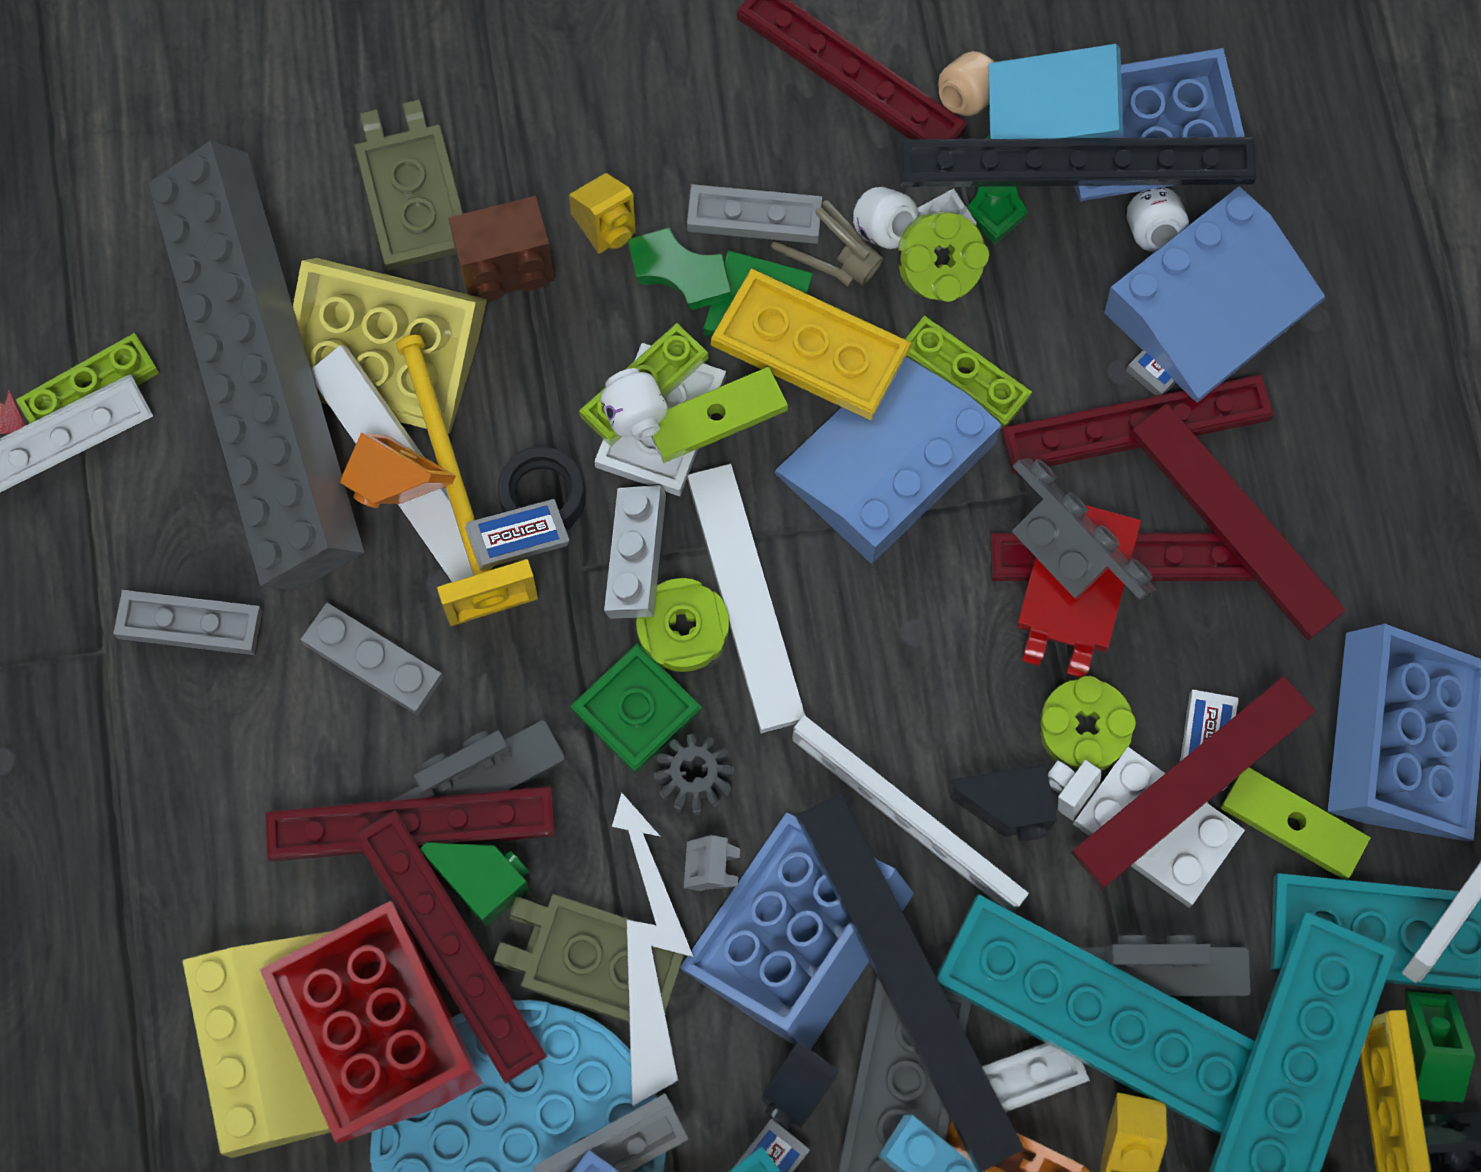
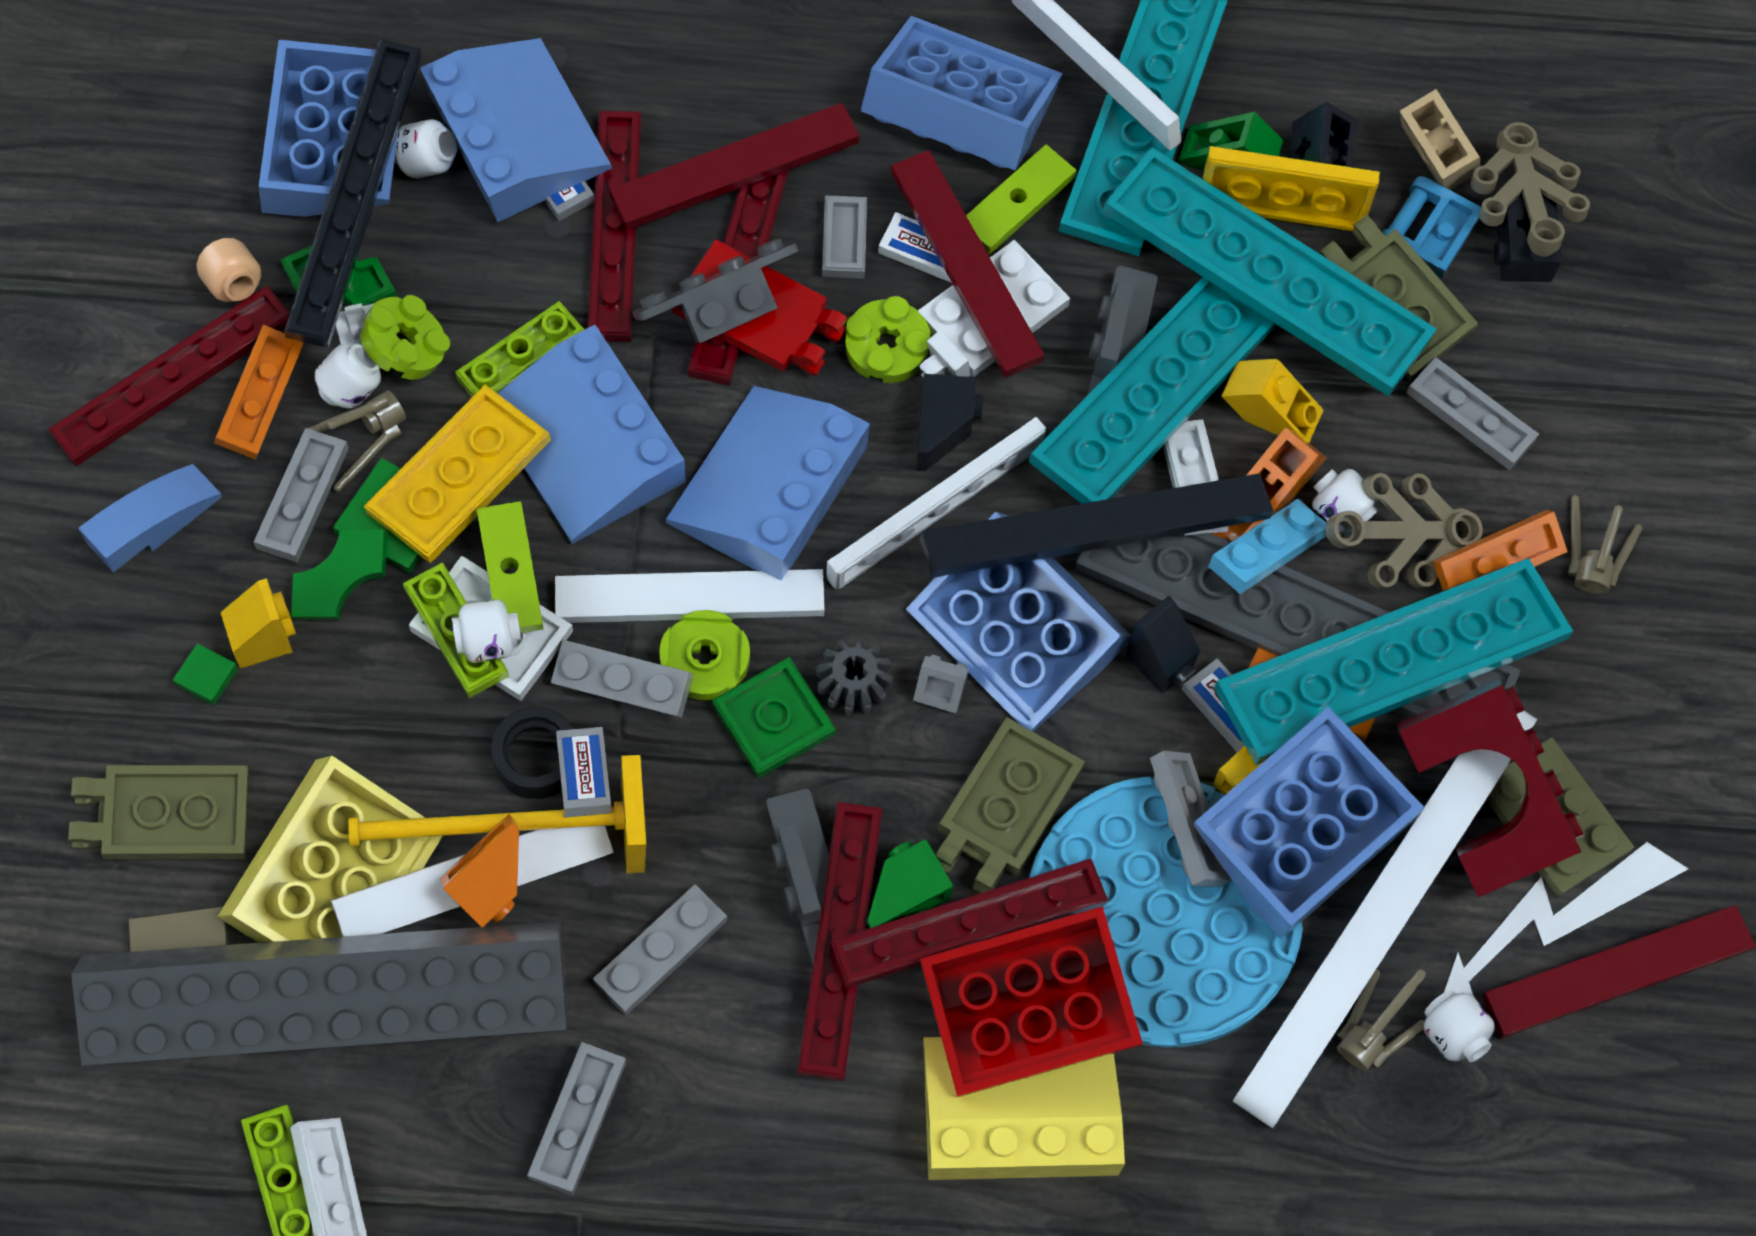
camera: 80 degrees left, 5 degrees down
(293, 230) = (178, 930): none -> dark tan tile
(502, 249) = (274, 727): copper brick -> none
(553, 183) = (205, 674): none -> green tile
(650, 1042) = (1096, 770): white sticker -> none
(696, 89) = (148, 515): none -> medium blue slope
(845, 146) = (258, 392): none -> orange plate
(890, 643) = (771, 479): none -> medium blue slope
(1057, 95) = (283, 188): medium azure tile -> none
(1195, 653) = (844, 237): none -> light grey tile

